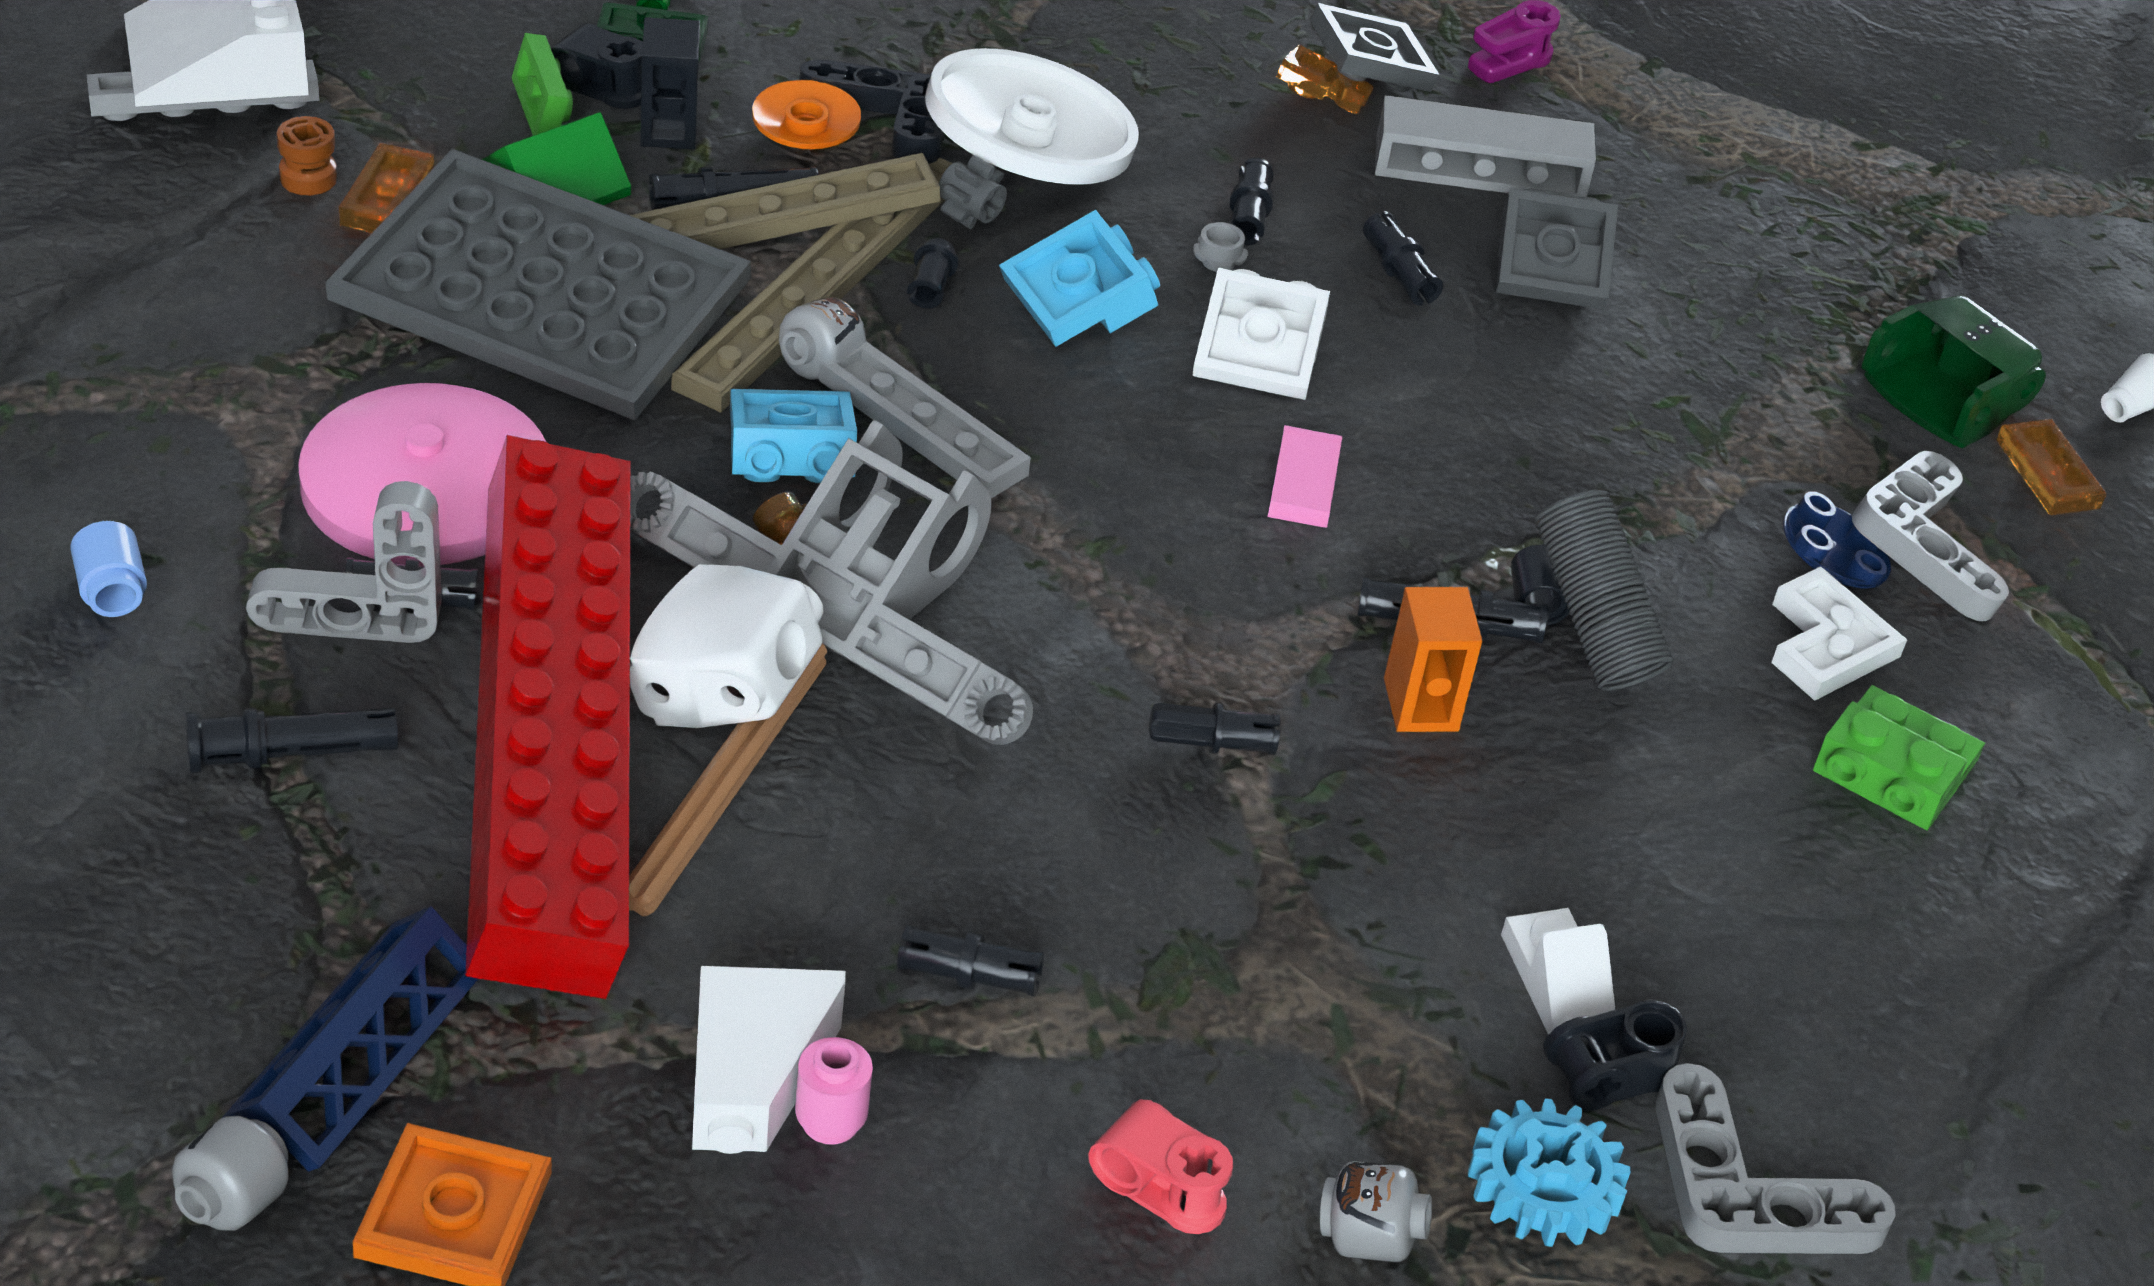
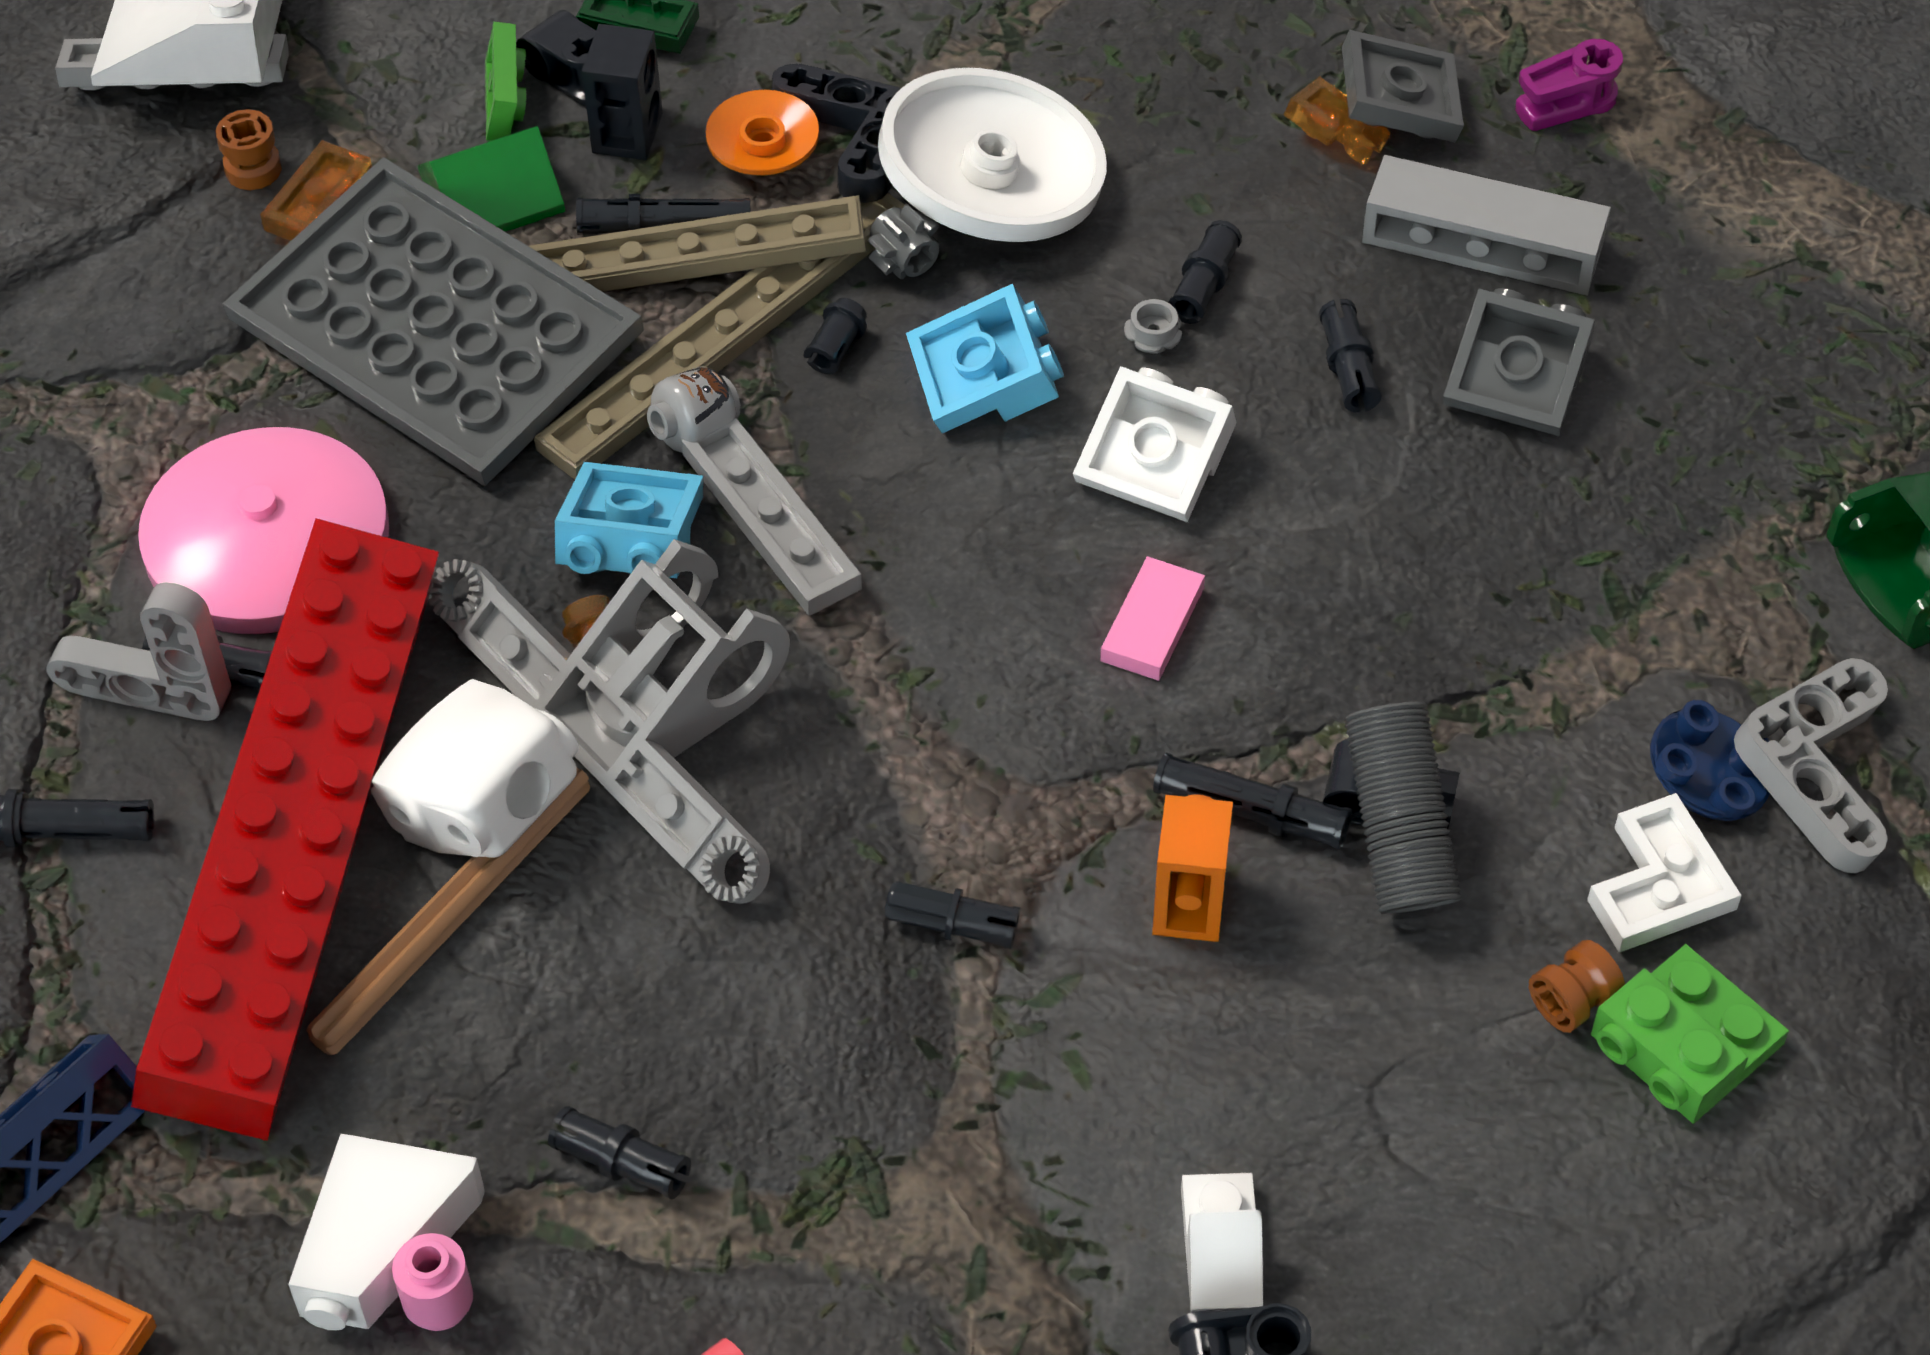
camera: 20 degrees right, 10 degrees up
(1794, 725) = (1573, 988): none -> dark orange wheel

